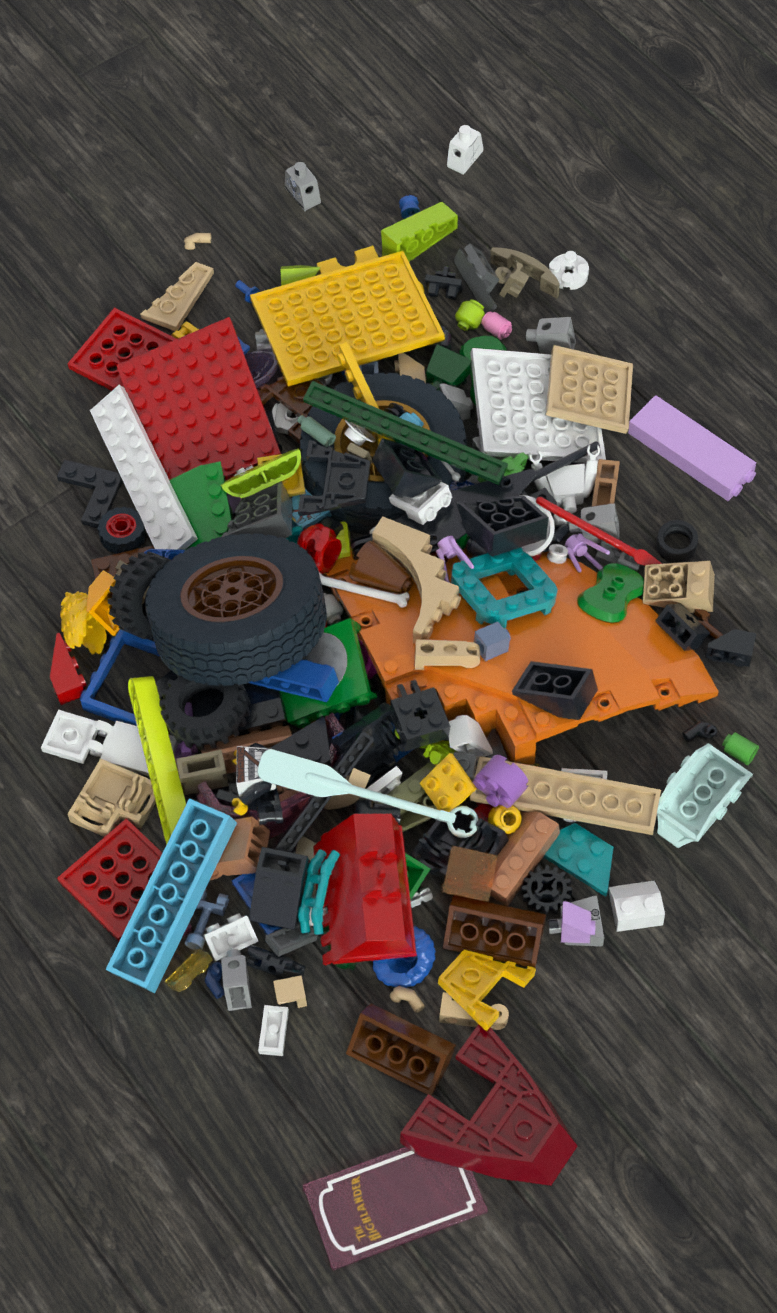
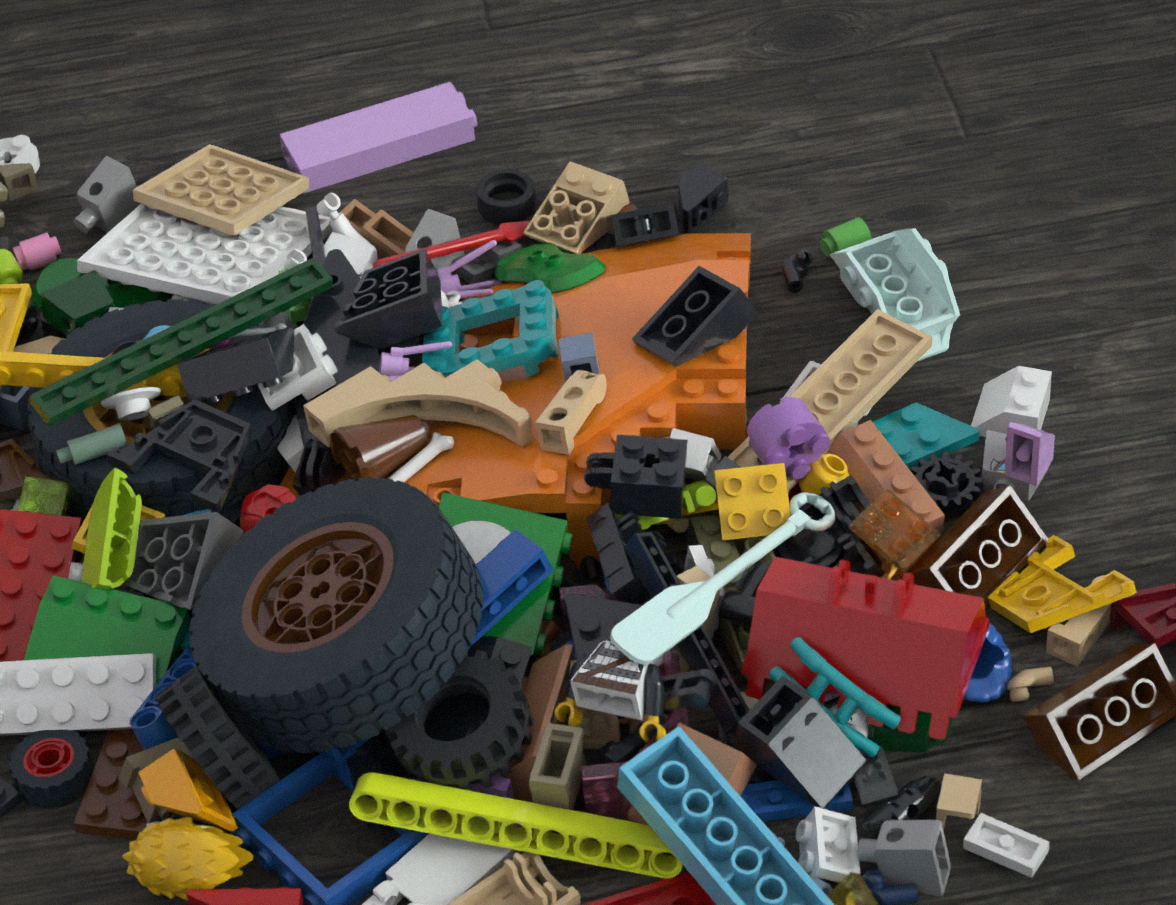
camera: 65 degrees left, 15 degrees down
(286, 429) = (44, 496): none -> clear neon green piece

